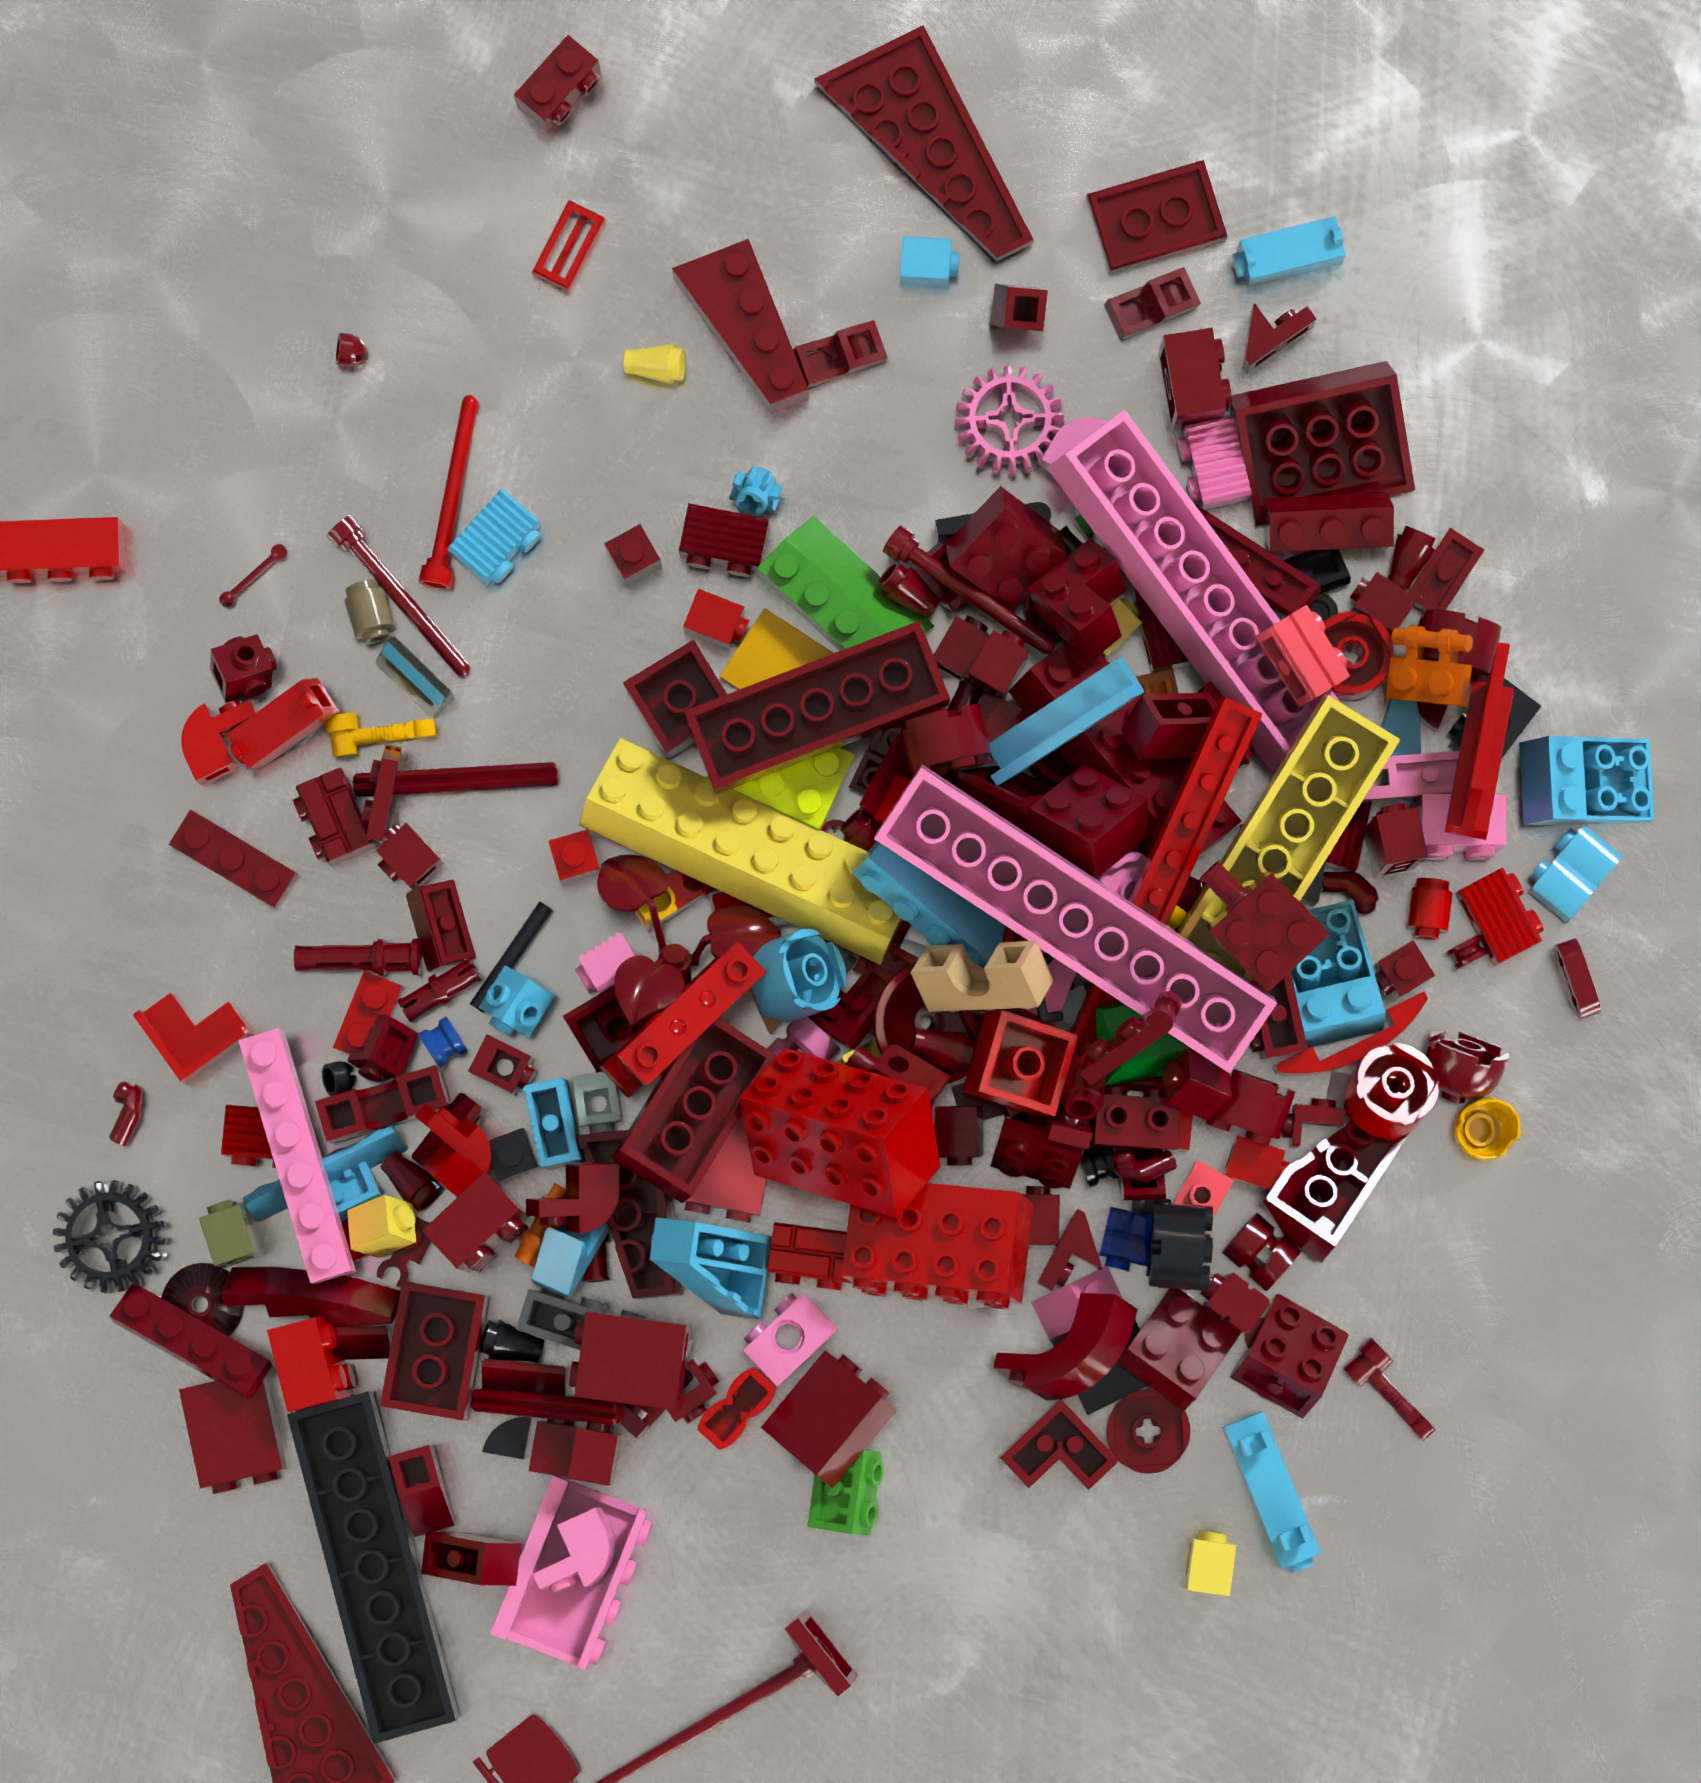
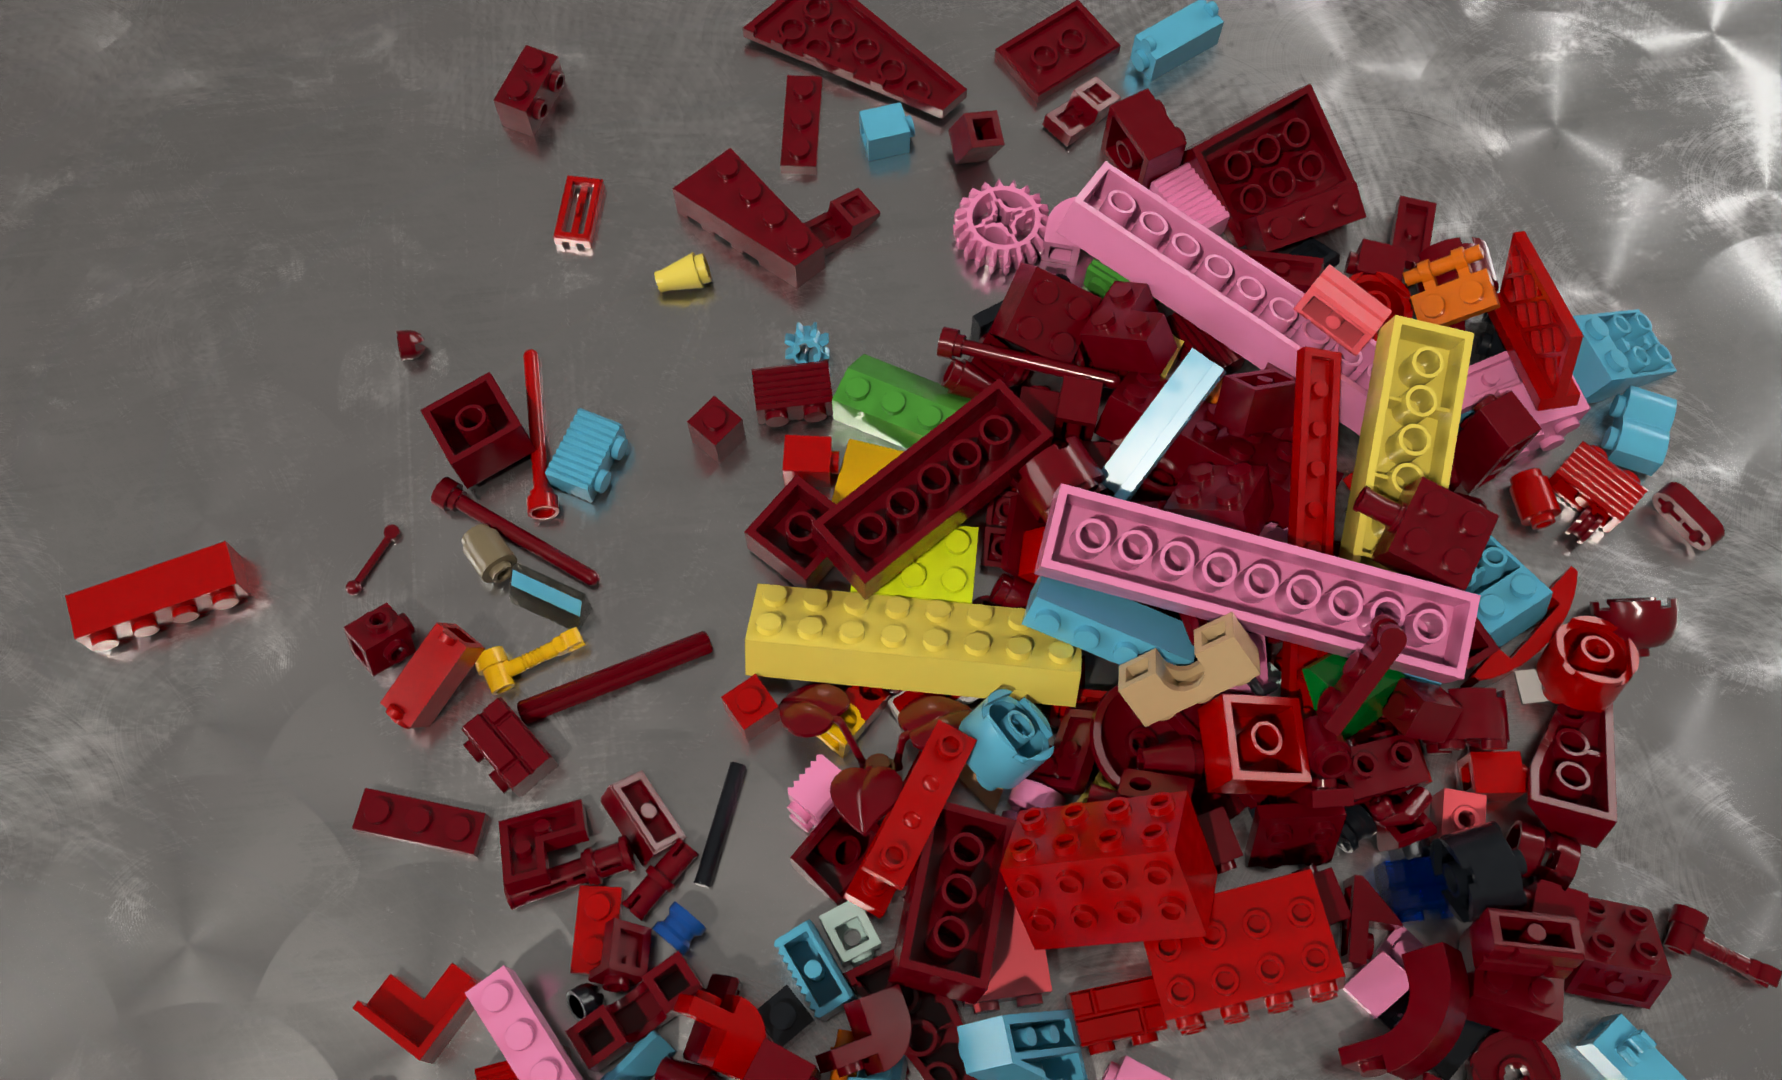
camera: 20 degrees left, 15 degrees down
(205, 742) = (363, 717): red brick -> none
(335, 909) = (531, 836): none -> dark red plate
(382, 775) = (543, 686): dark red plate -> none
(394, 478) = (478, 430): none -> dark red brick
(406, 856) = (590, 761): dark red brick -> none
(489, 1057) = (734, 919): dark red brick -> none
(515, 1003) = (739, 864): medium azure brick -> none
(841, 217) = (801, 125): none -> dark red plate
(1186, 1321) = (1526, 943): none -> dark red brick
(1265, 342) = (1187, 103): dark red slope -> none
(1320, 1113) = (1526, 710): dark red bracket -> none
(1402, 971) = (1544, 553): dark red brick -> none
(1410, 556) = (1378, 221): dark red cone -> none
(1486, 1128) = (1682, 669): yellow hair -> none

